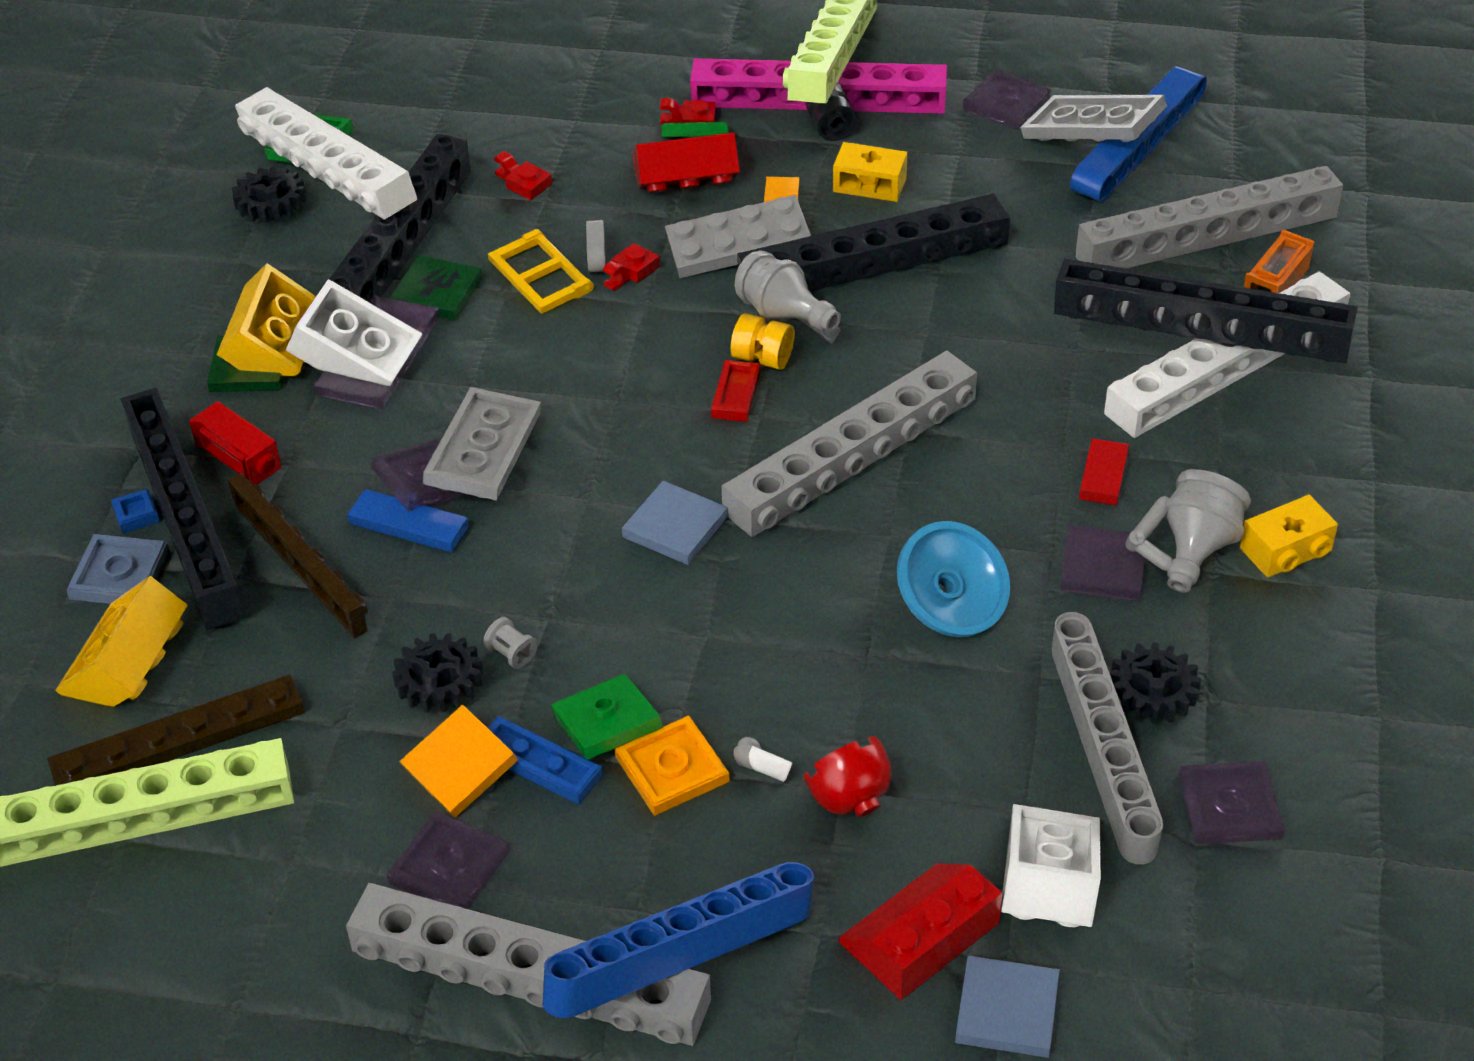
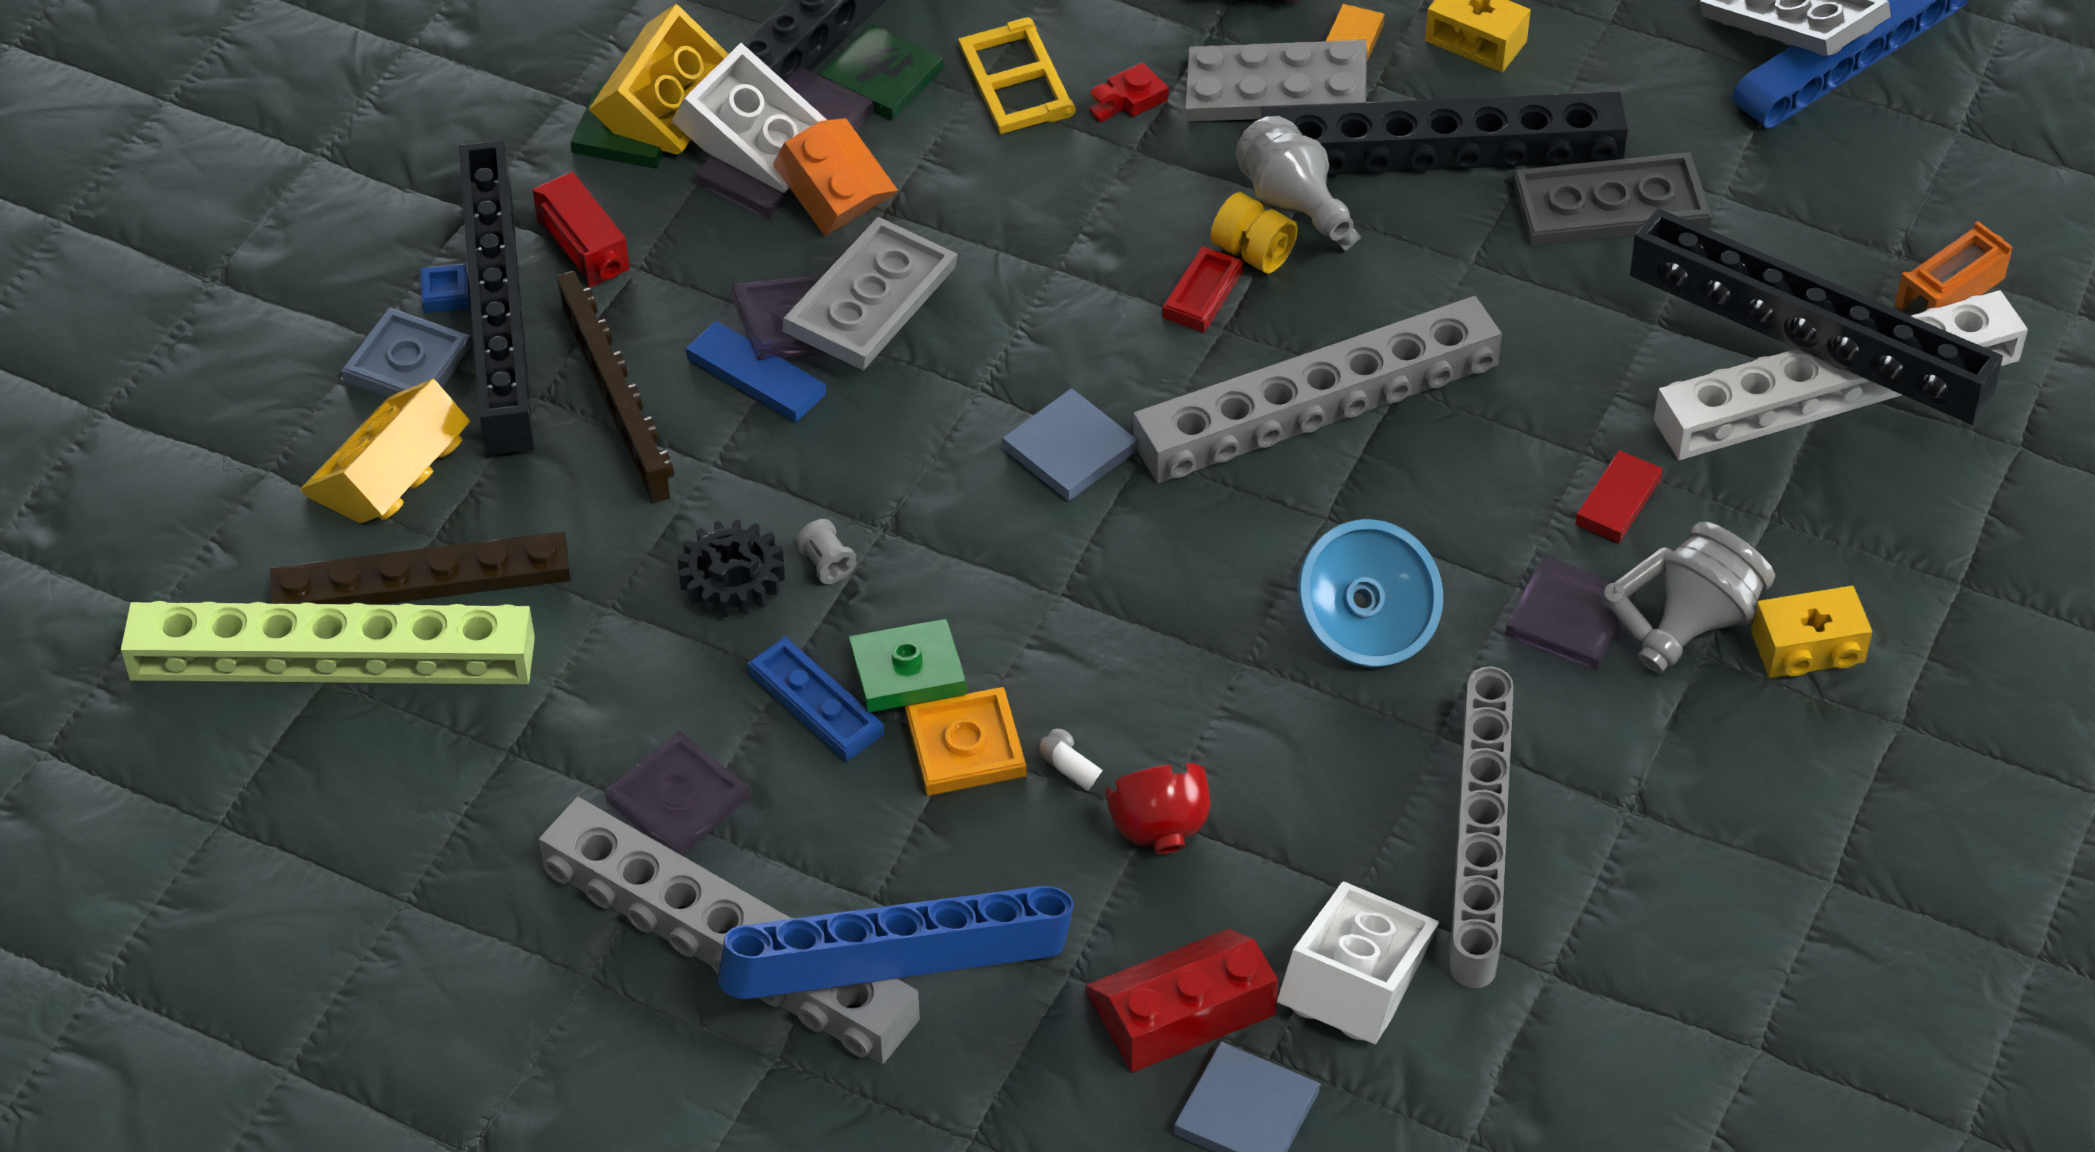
camera: 15 degrees right, 5 degrees up
(424, 364) = (833, 174): none -> orange slope
(458, 761) = (723, 679): light orange tile -> none
(595, 245) = (1093, 56): light grey beam -> none
(1005, 269) = (1607, 197): none -> dark grey tile
(1155, 682) = (1567, 776): black gear -> none
(1211, 219) = (1893, 186): light grey brick -> none
(1231, 802) = (1603, 941): clear purple tile -> none

